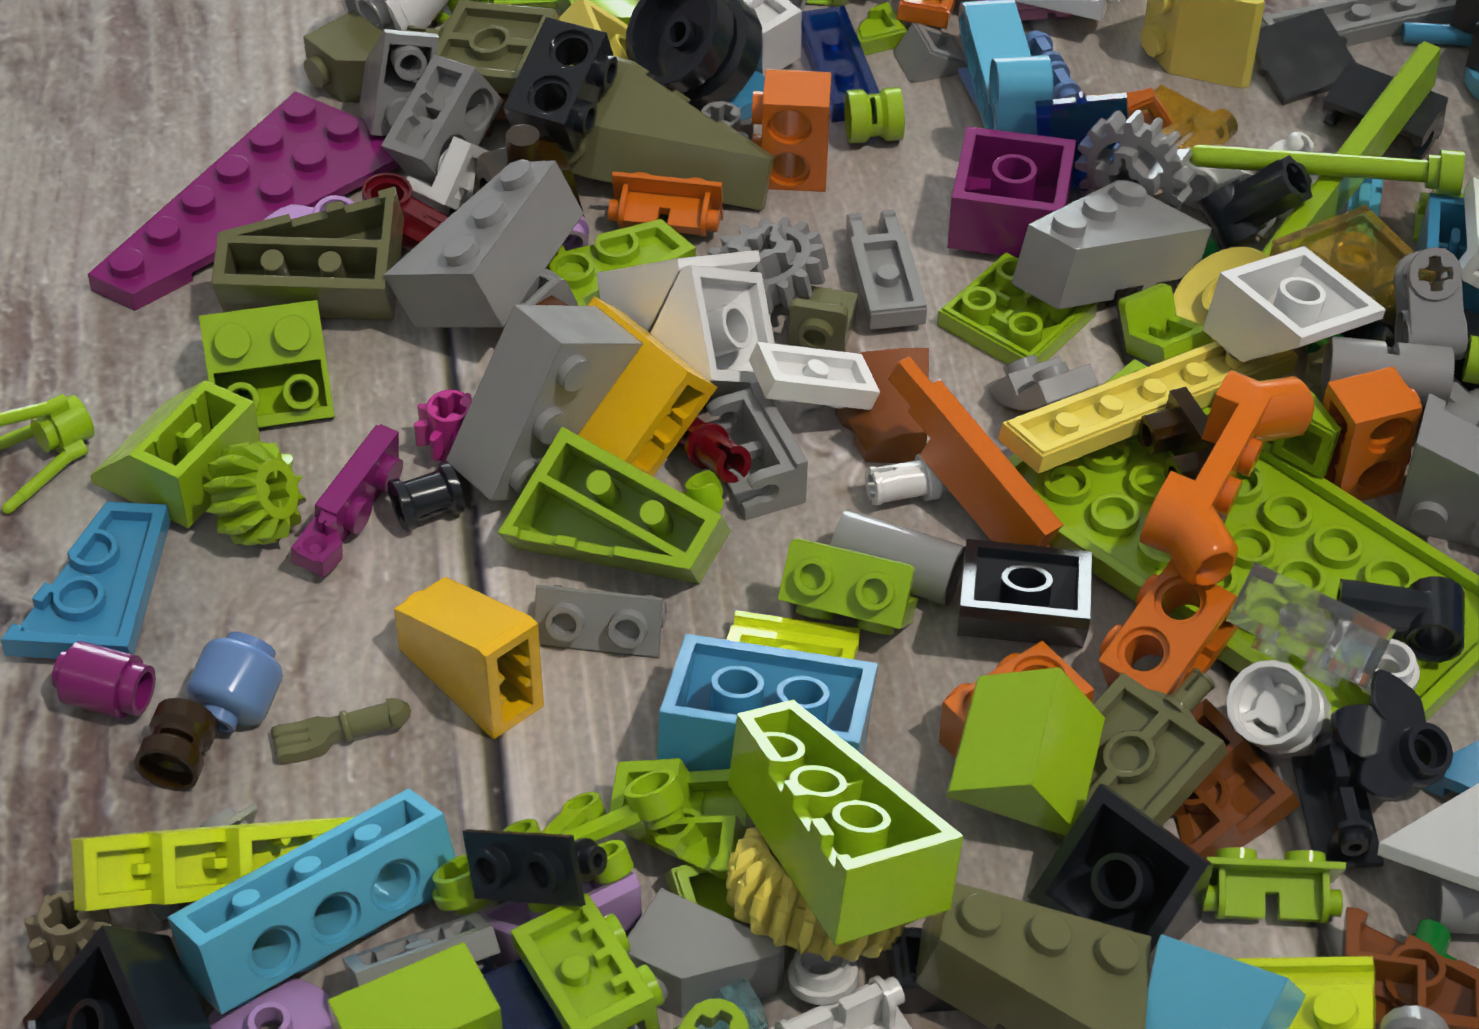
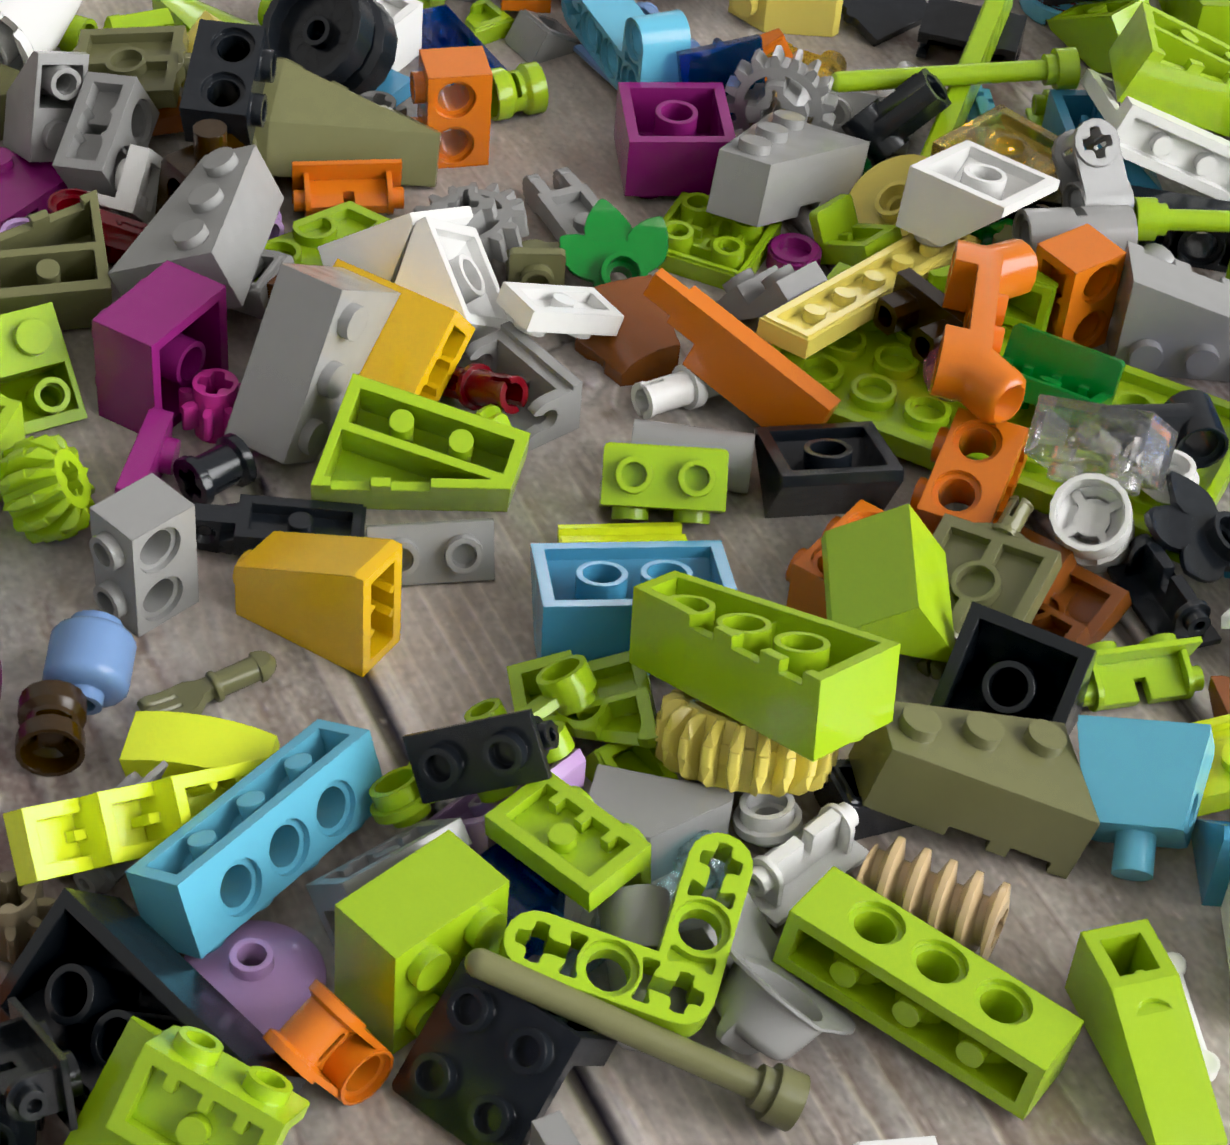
camera: 20 degrees left, 5 degrees down
(298, 786) = (191, 743): none -> neon yellow slope
(313, 582) = (144, 554): none -> light grey brick
(408, 353) = (157, 343): none -> magenta brick
(481, 565) = (247, 523): none -> black hinge
(904, 308) = (614, 246): none -> green plate
(1097, 342) = (794, 250): none -> magenta tile
(1302, 534) = (1061, 367): none -> green bracket

